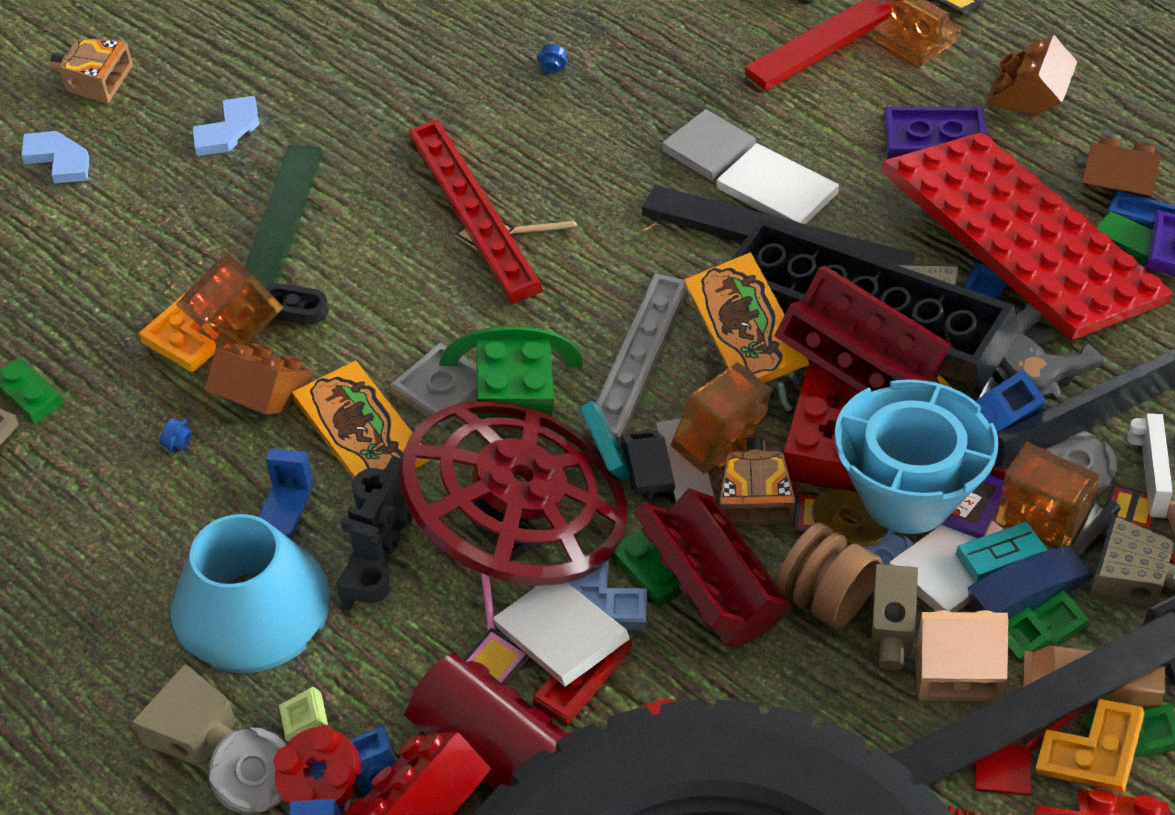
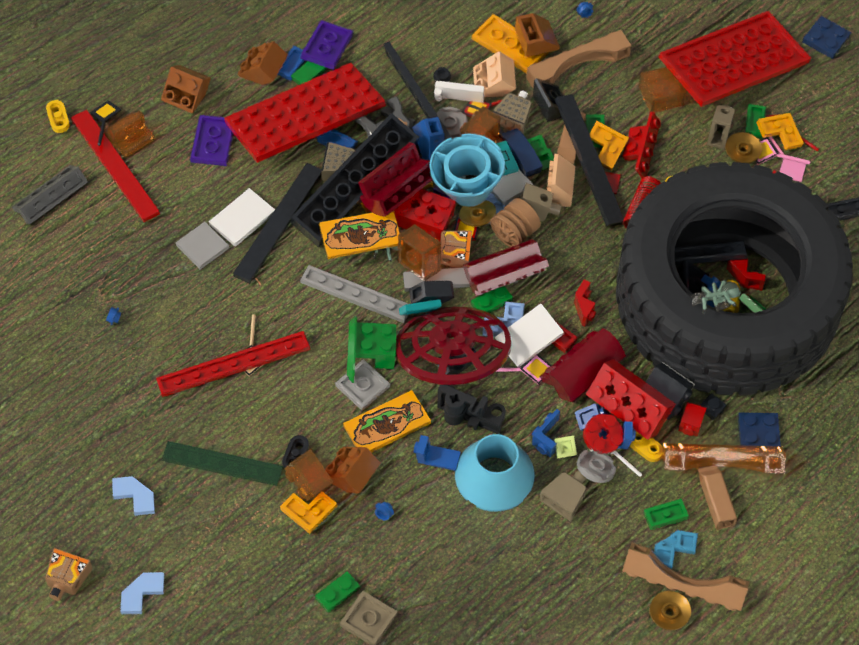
camera: 90 degrees left, 10 degrees up
(319, 664) = (540, 440): none -> blue bracket

